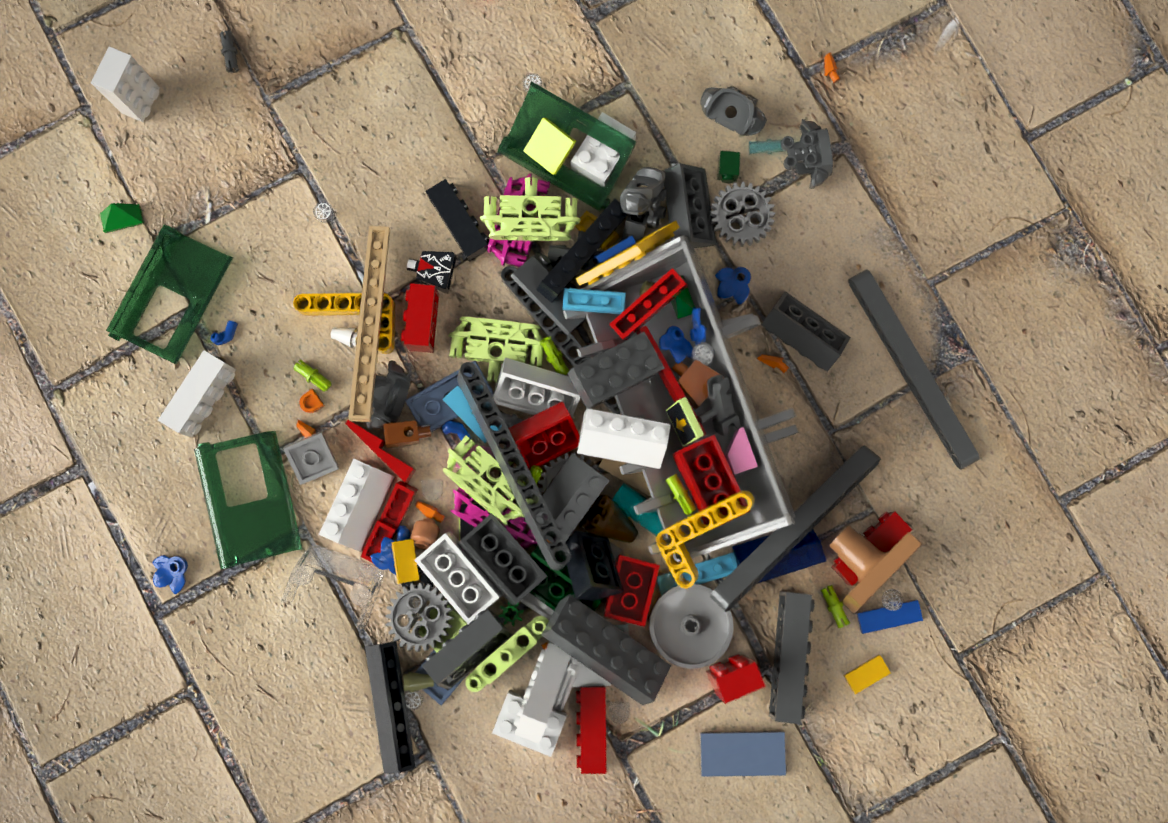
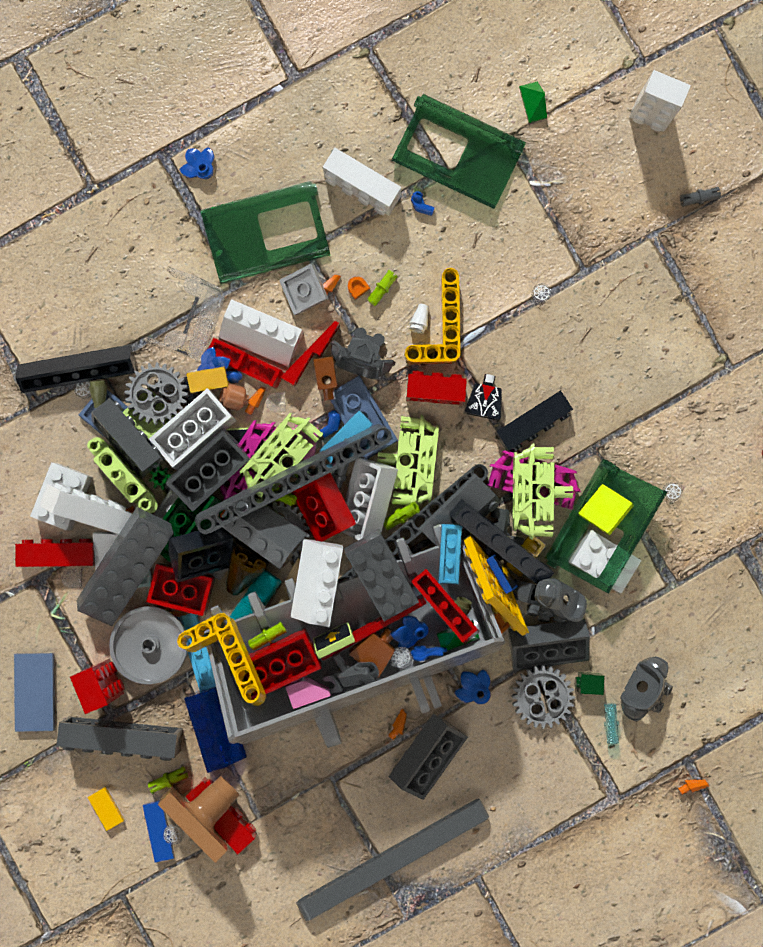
camera: 90 degrees right, 5 degrees up
(369, 324) = (429, 341): tan plate -> none
(566, 686) = (97, 532): white axle -> none
(784, 539) = (247, 753): dark grey beam -> none
(810, 154) = (602, 763): dark grey piece -> none

